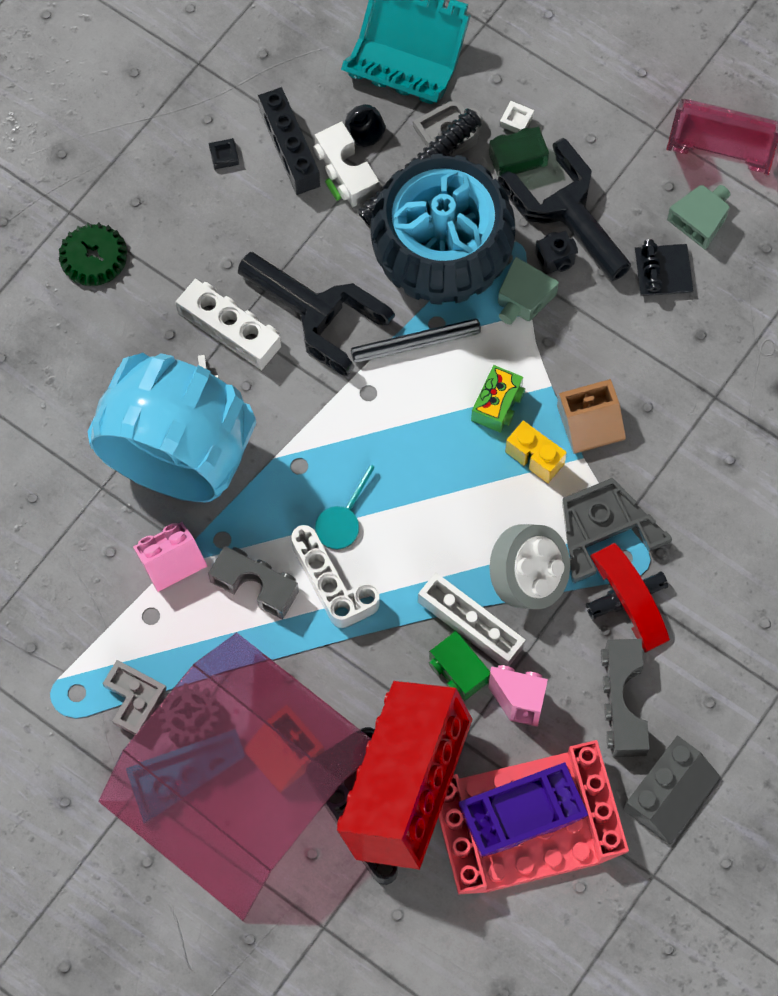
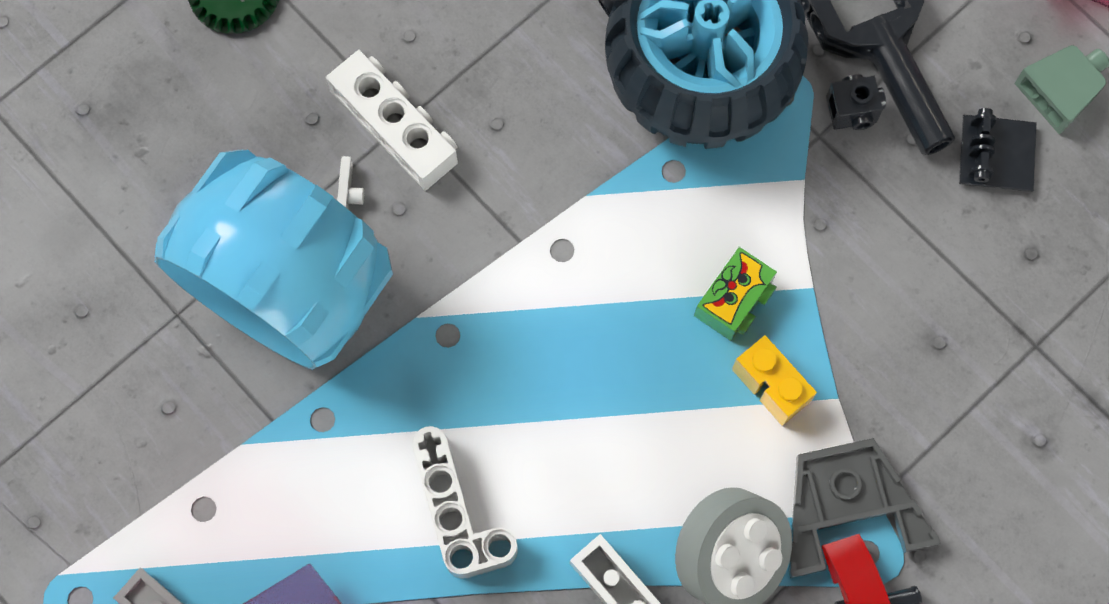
camera: 10 degrees right, 5 degrees up
(170, 556) = (243, 432): bright pink slope -> none
(235, 568) = (325, 467): dark grey arch -> none
(315, 308) = (512, 119): black piece -> none
(338, 525) = (482, 430): teal piece -> none
(415, 340) = (640, 189): black axle -> none
(525, 292) = (802, 150): sand green torso -> none
(591, 416) = (861, 344): medium nougat slope -> none

